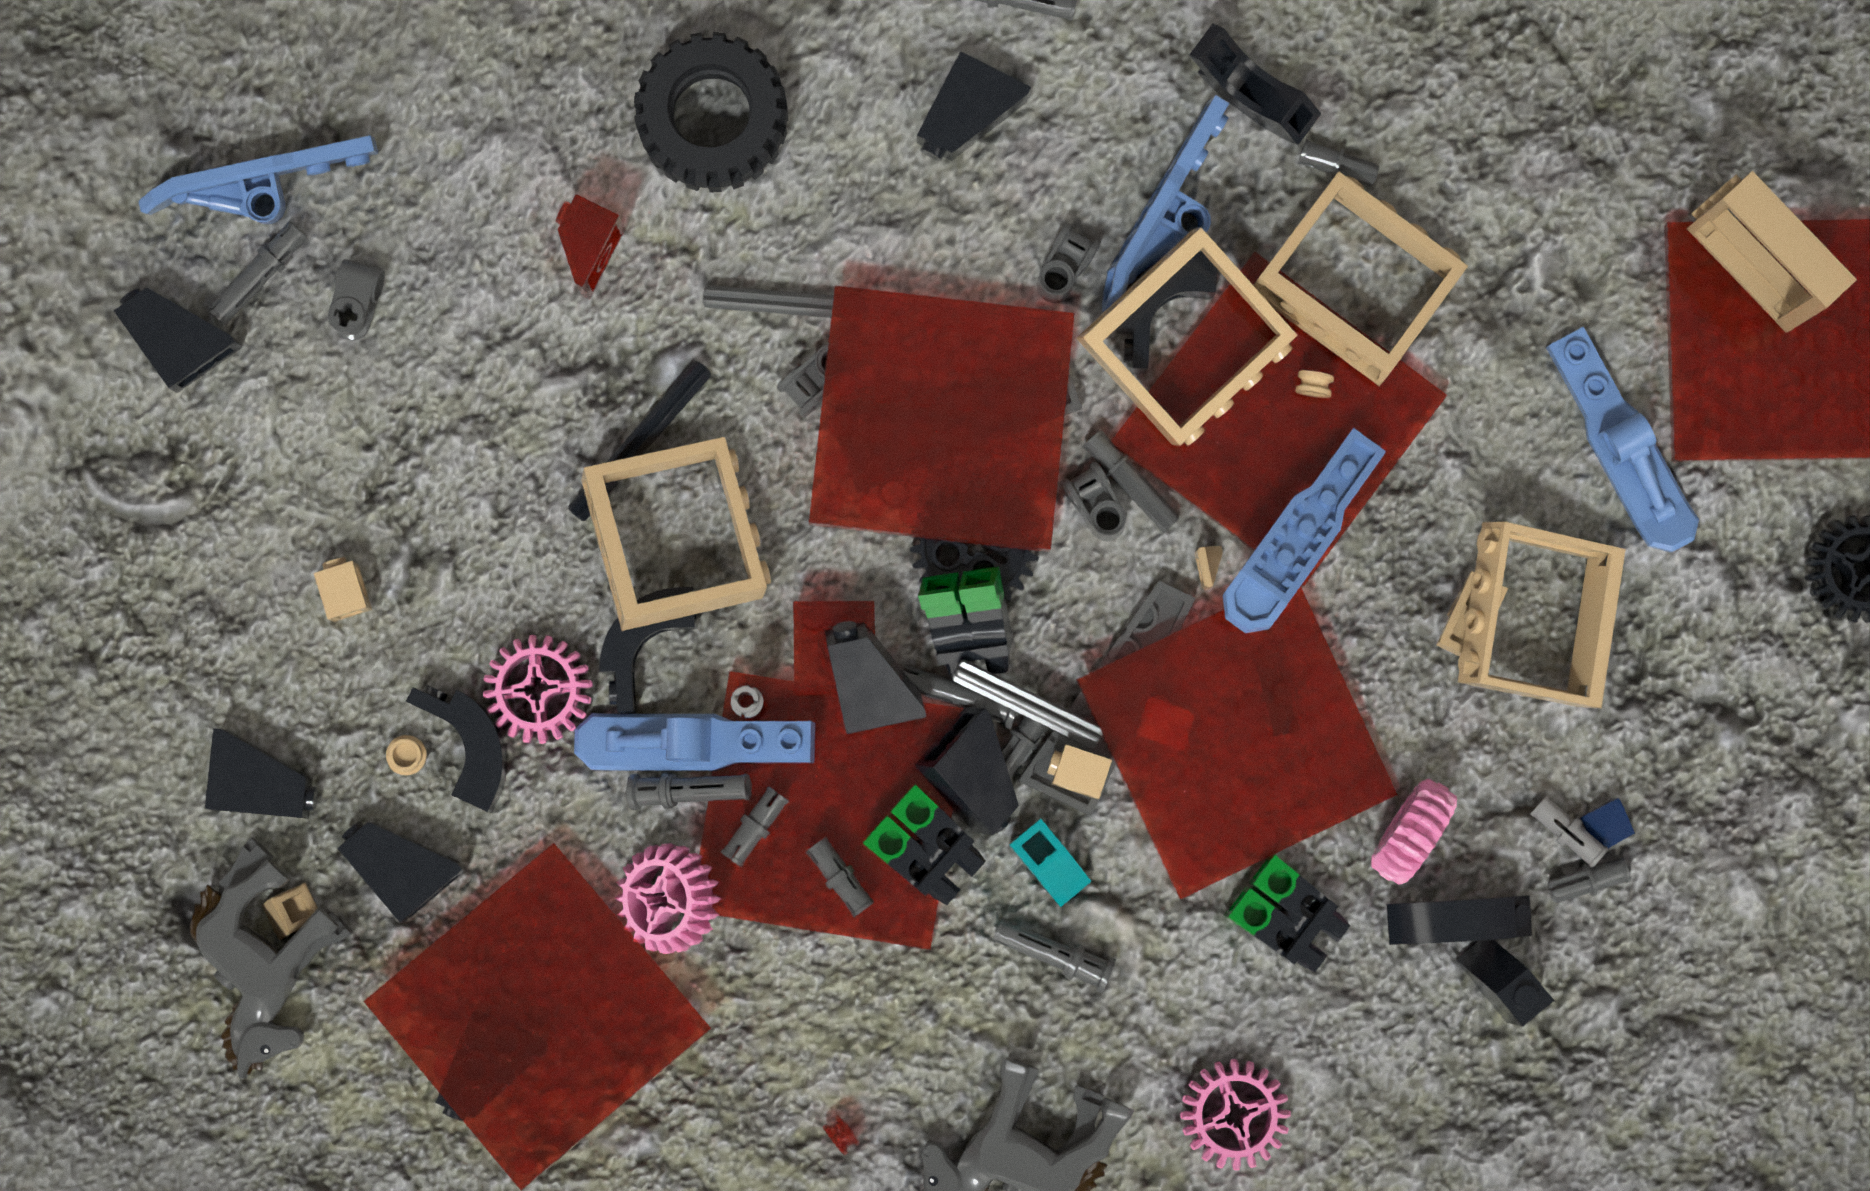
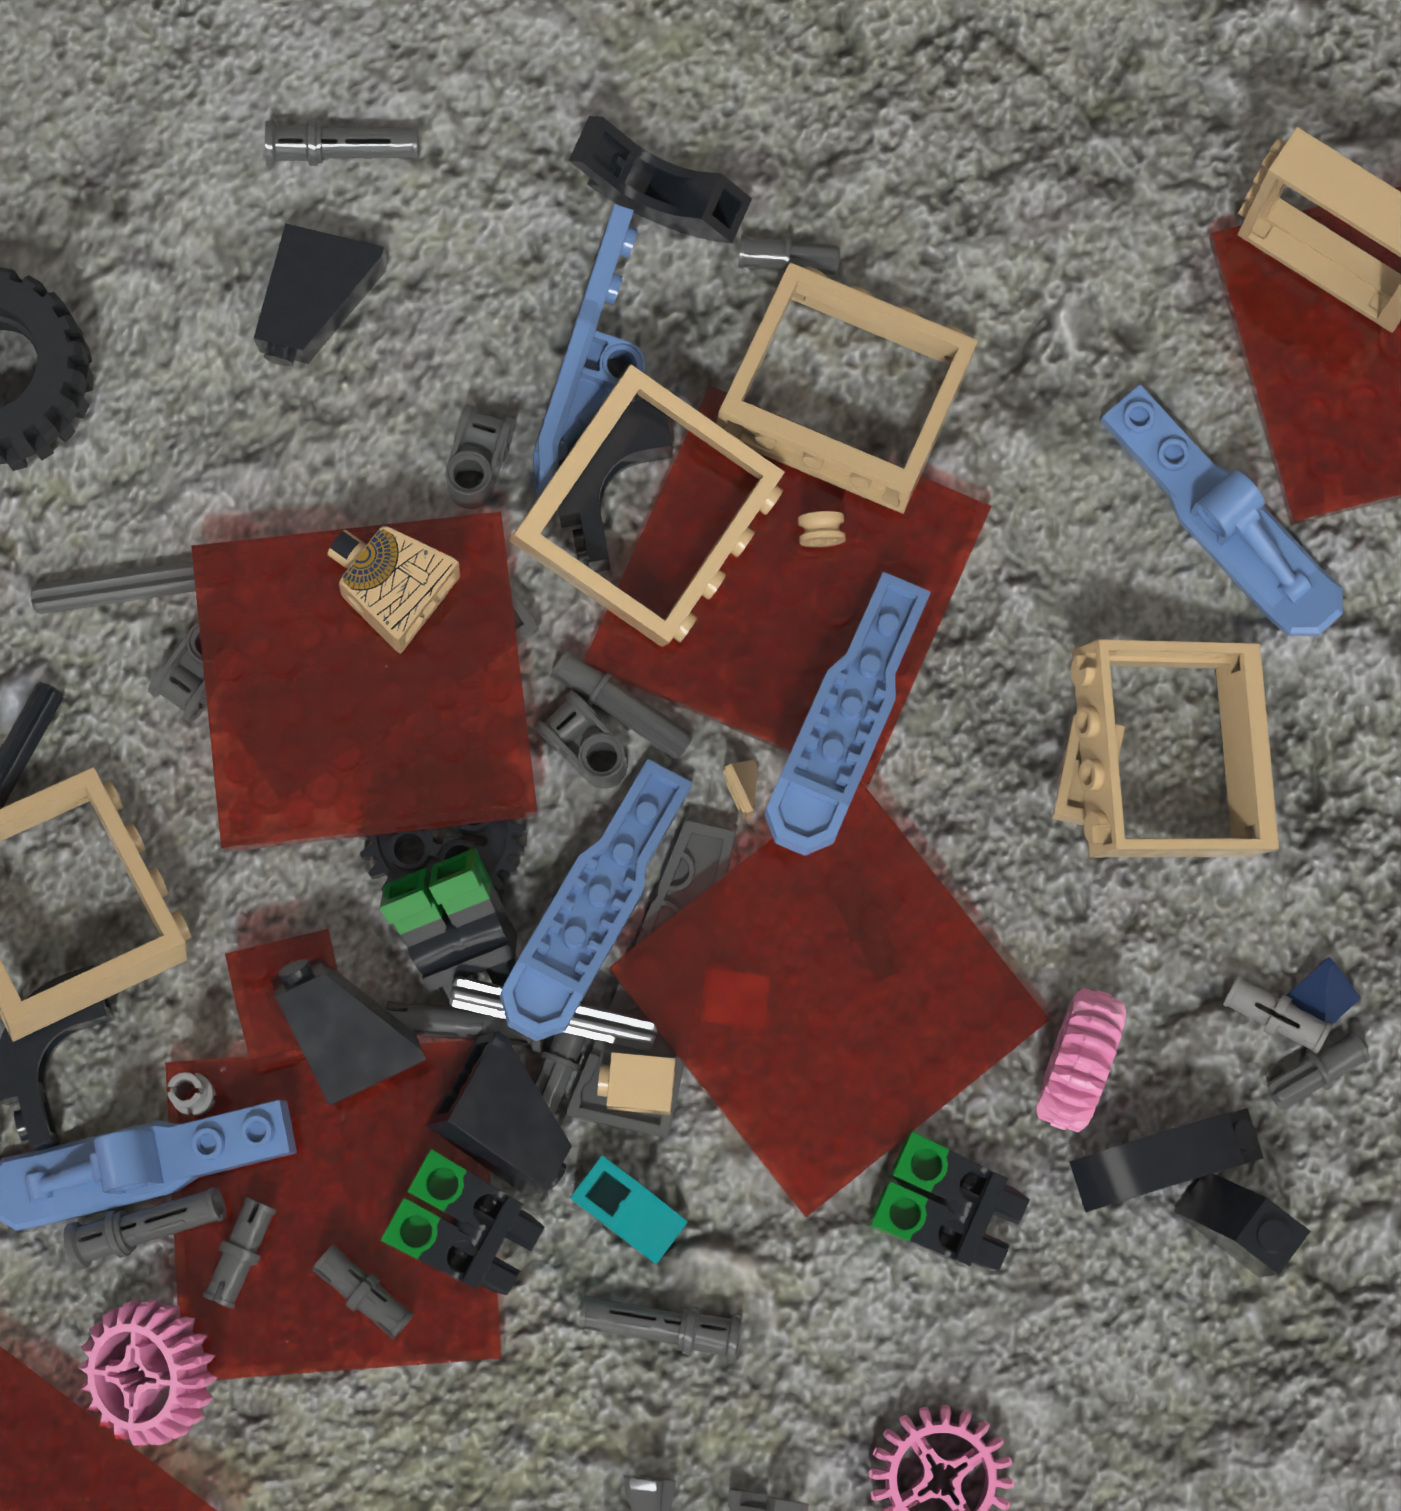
camera: 10 degrees left, 5 degrees down
(982, 350) = (393, 581): none -> tan torso
(1075, 632) = (591, 908): none -> medium blue piece

